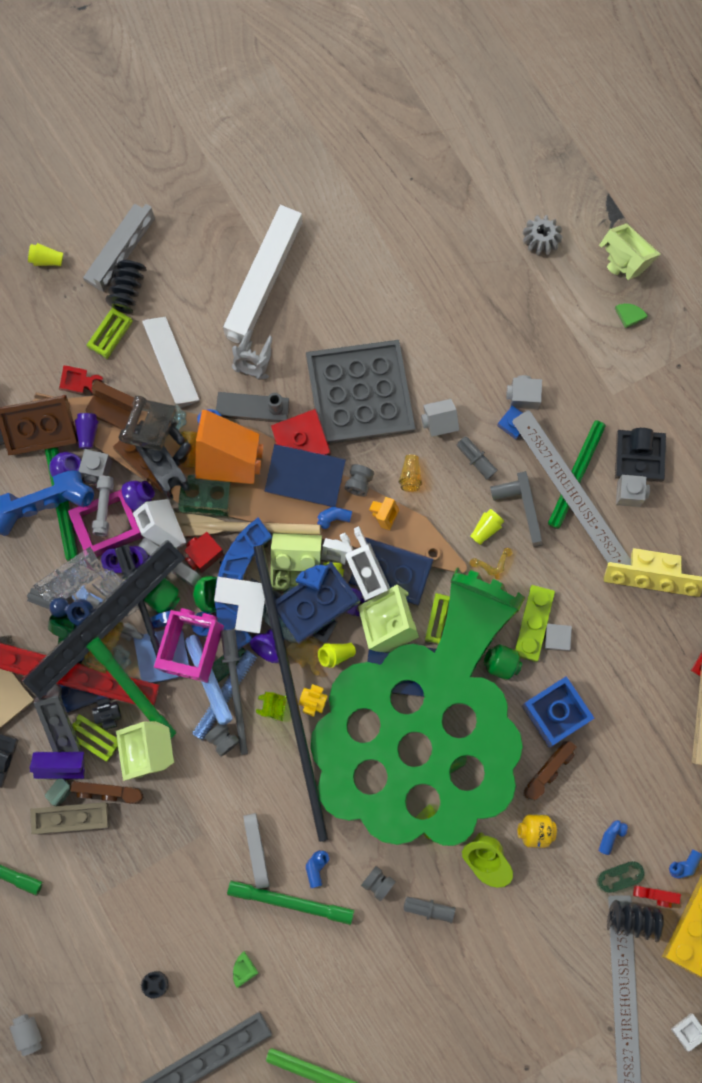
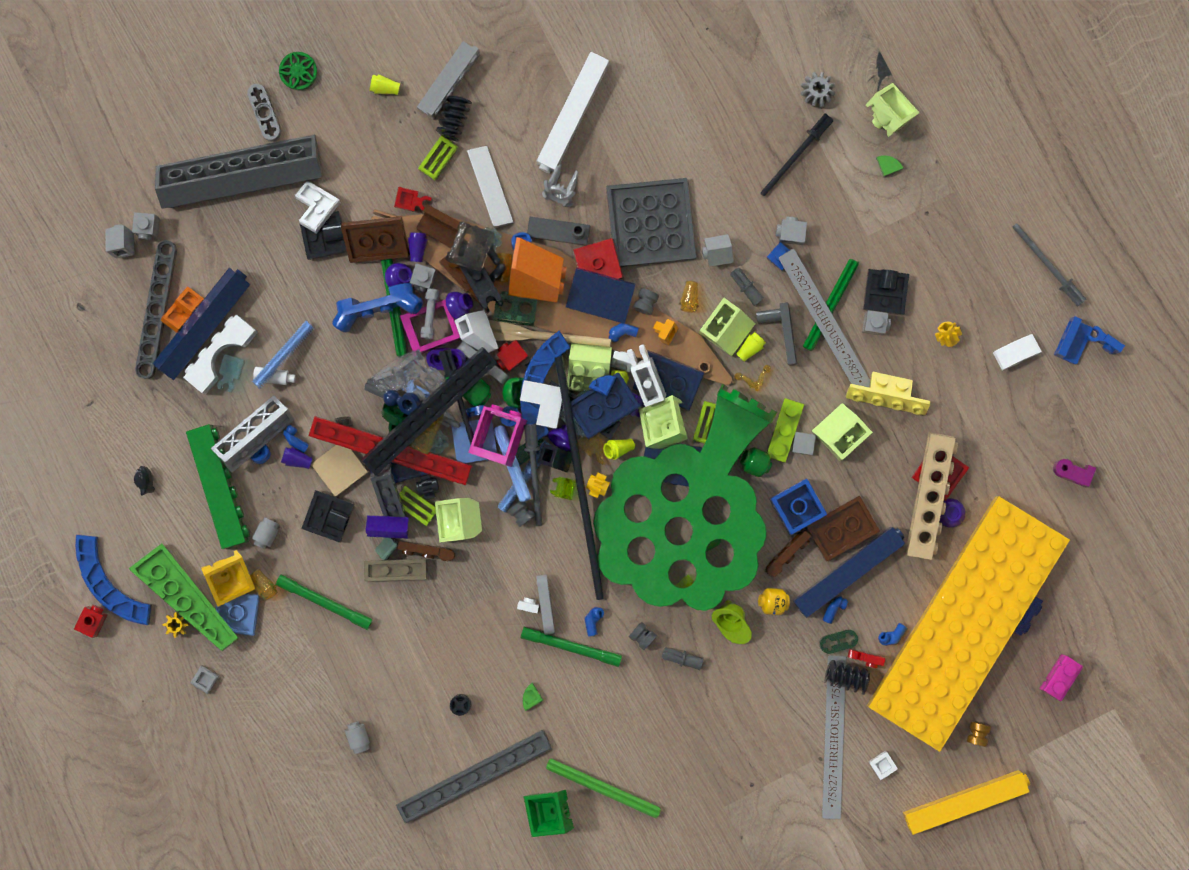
camera: 10 degrees right, 10 degrees up
(106, 658) = (430, 445): green piece -> none
(235, 852) = (528, 605): none -> white plate
(260, 669) = (555, 457): none -> black brick
(456, 504) = (727, 327): none -> yellowish green slope
(542, 284) = (815, 133): none -> black piece
(603, 620) = (842, 431): none -> yellowish green slope
(613, 736) = (843, 528): none -> reddish brown plate
(626, 789) = (849, 571): none -> dark blue brick

